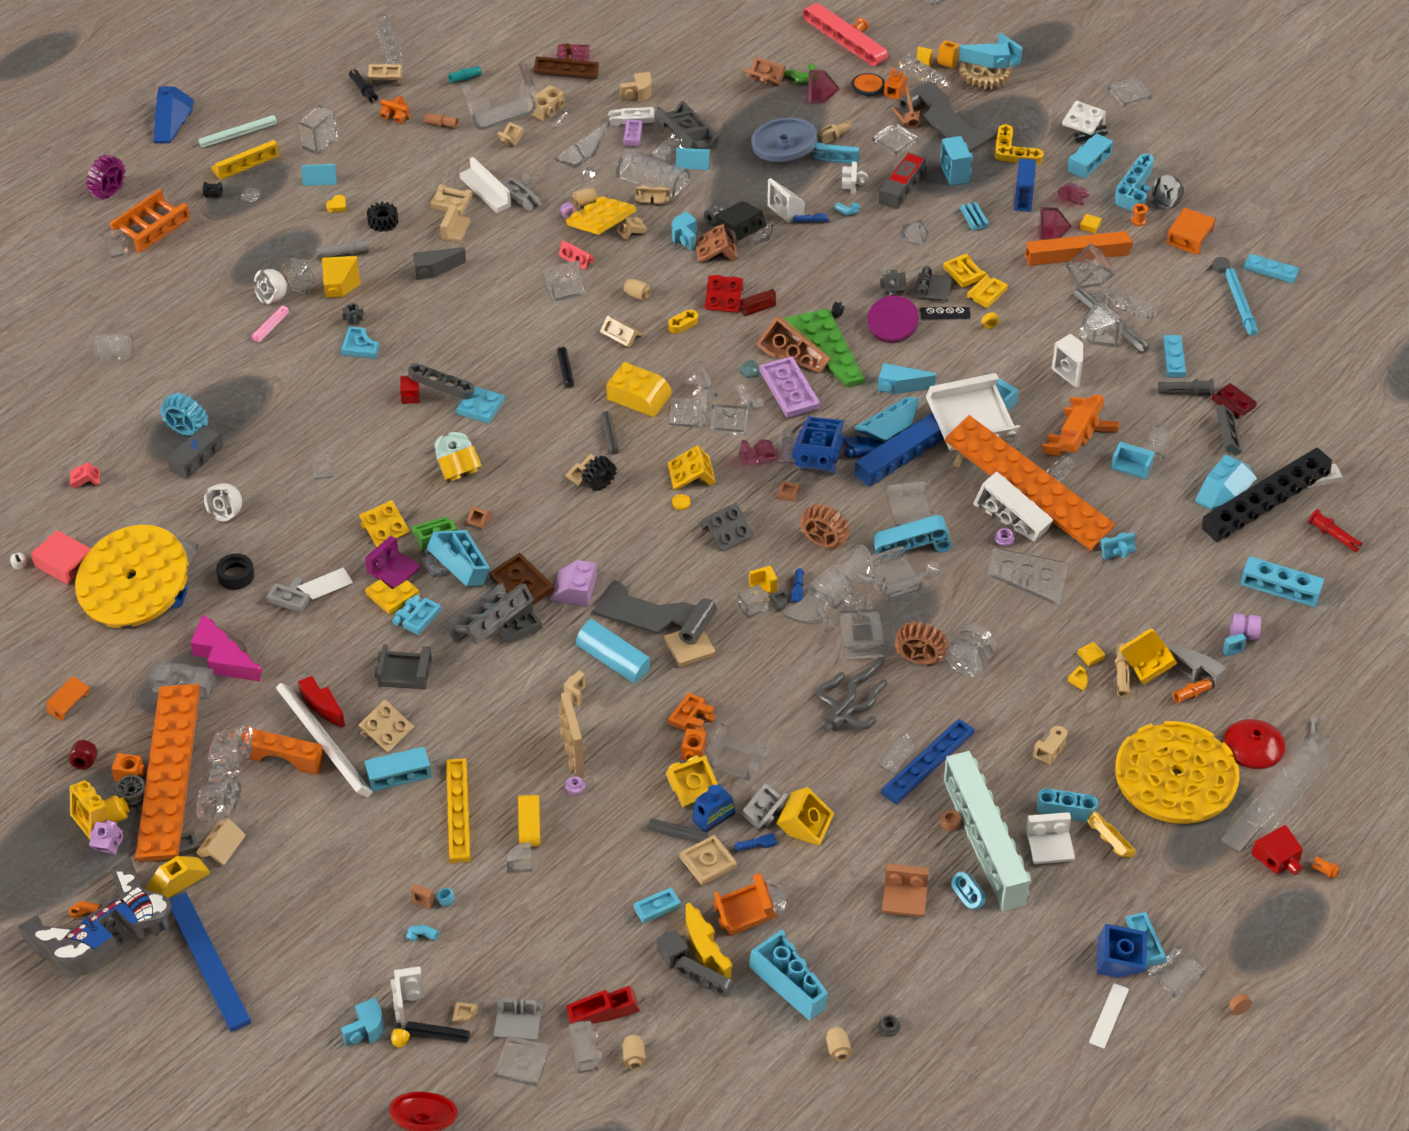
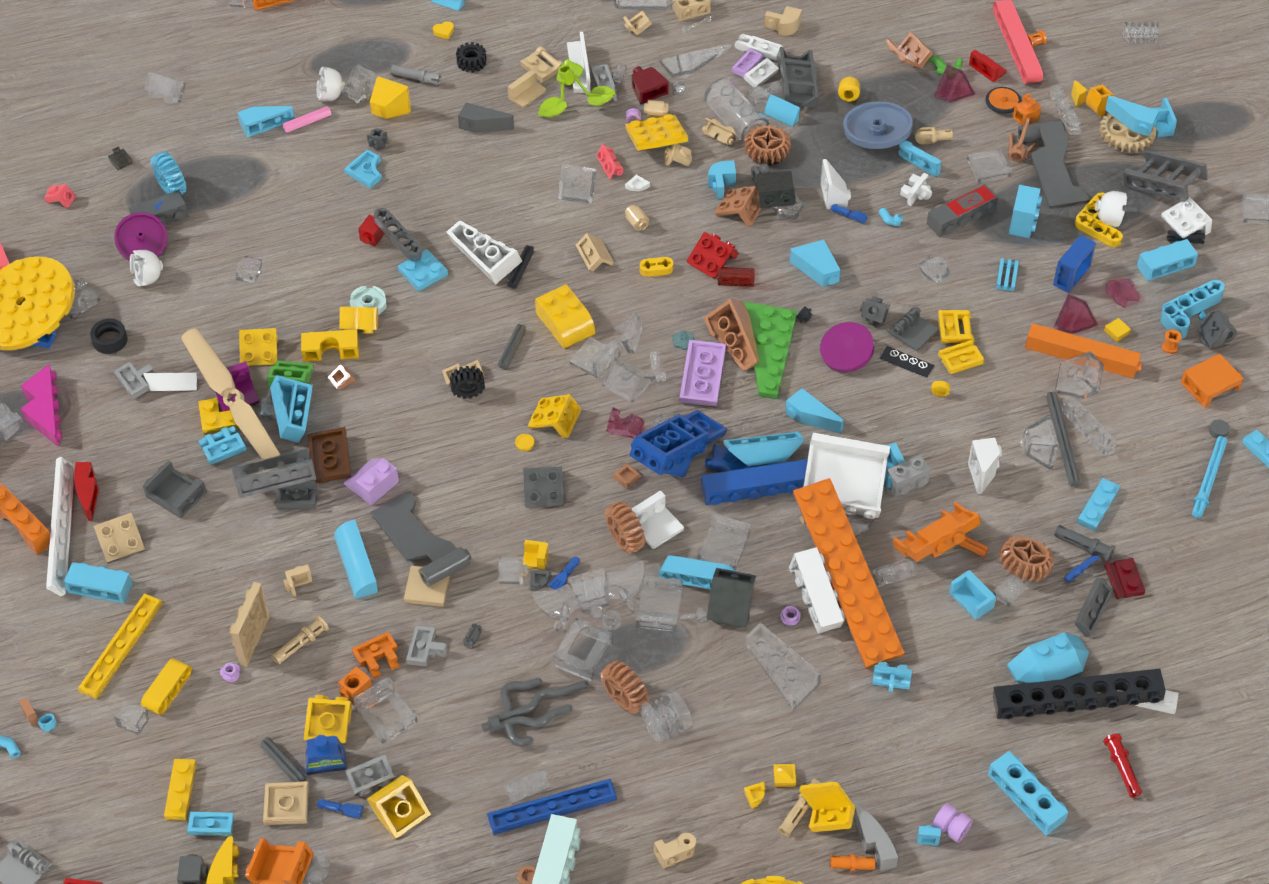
camera: 30 degrees right, 5 degrees up
(116, 423) = (120, 158): none -> clear smoke tile
(195, 475) = (140, 232): none -> magenta piece
(230, 337) = (263, 118): none -> medium azure slope
(418, 577) = (221, 381): none -> tan piece
(460, 487) = (315, 343): none -> yellow arch
(485, 195) = (568, 74): none -> lime plant
(527, 365) = (487, 254): none -> white wedge
(560, 180) = (648, 84): none -> dark red torso
(606, 893) = (180, 789): none -> yellow plate
(614, 263) = (637, 184): none -> white tile
(619, 726) = (306, 635): none -> tan pin
(651, 136) = (761, 73): none -> white plate
(702, 189) = (777, 141): none -> nougat gear
(727, 691) = (424, 646): none -> light grey hinge
(736, 121) = (849, 89): none -> yellow head
(759, 665) = (472, 635): none -> dark grey piece
(816, 265) = (816, 262): none -> medium azure slope
(833, 63) = (986, 66): none -> red panel
(852, 513) = (657, 520): none -> white bracket
(956, 539) = (730, 597): none -> pearl dark grey panel
(1018, 393) = (909, 475): none -> light grey bracket
(1022, 132) = (1111, 208): none -> white cylinder
(1045, 101) = (1161, 186): none -> flat silver fence
(1154, 415) = (1026, 558): none -> nougat gear
(1197, 407) = (1080, 568): none -> blue piece

